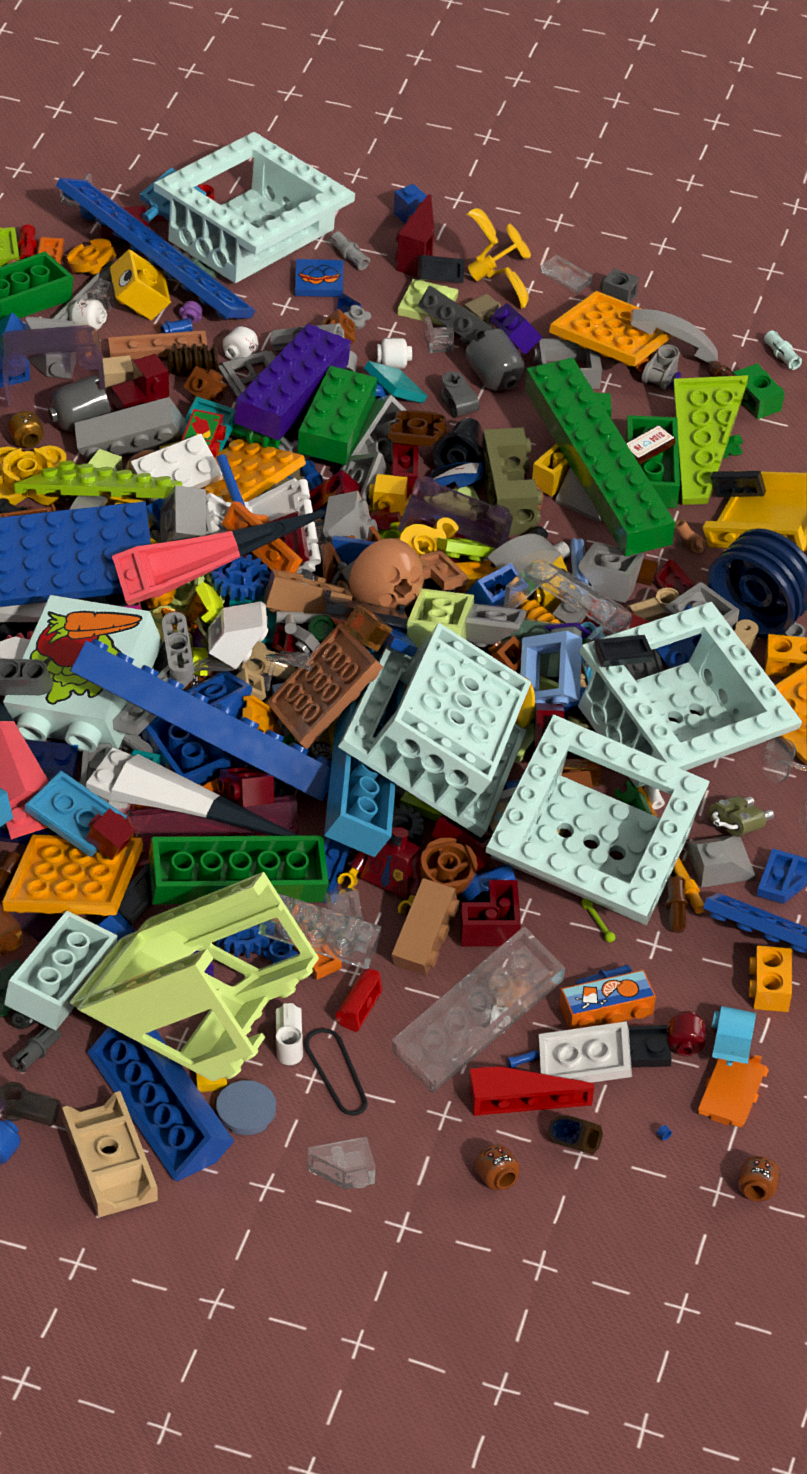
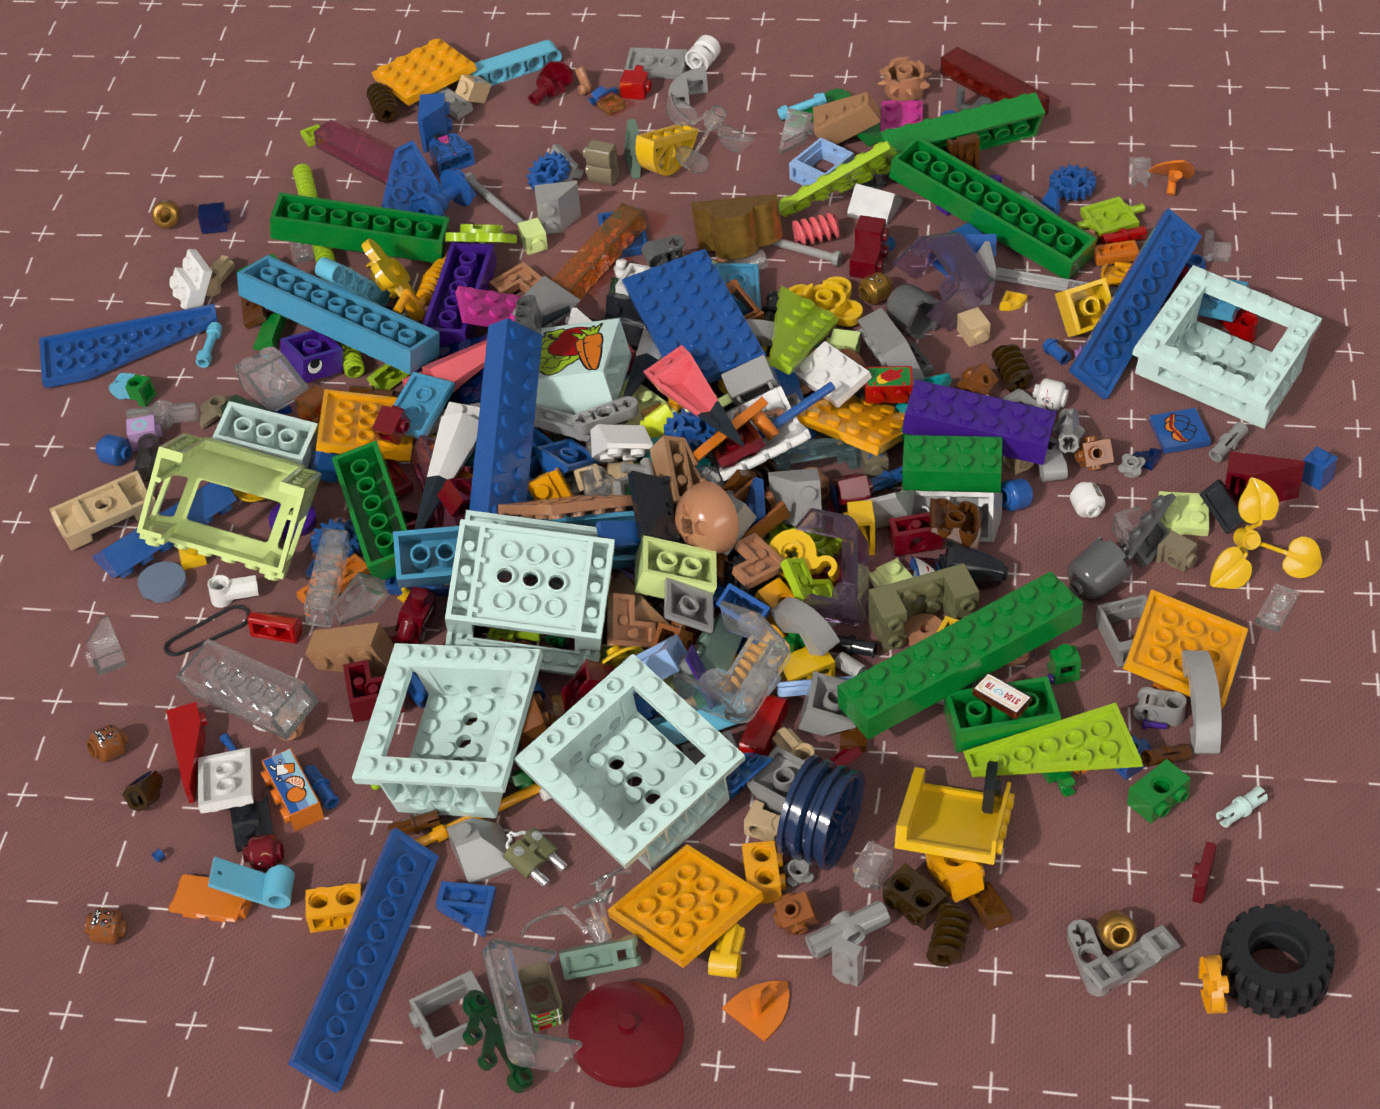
camera: 85 degrees right, 0 degrees up
(88, 312) = (1043, 291): white head -> none
(145, 345) = (1020, 334): nougat plate -> none
(149, 384) = (951, 344): dark red brick -> none
(367, 628) = (613, 503): clear orange brick -> none
(395, 382) = (1039, 505): teal tile -> none
(448, 864) = (398, 630): dark orange cylinder -> none
(458, 395) = (1045, 555): dark grey piece -> none
(516, 327) = (1152, 572): dark purple brick -> none
(620, 285) = (1272, 652): dark grey brick -> none
(623, 650) = (631, 683): black tile -> none
(689, 537) = (913, 761): nougat arm -> none

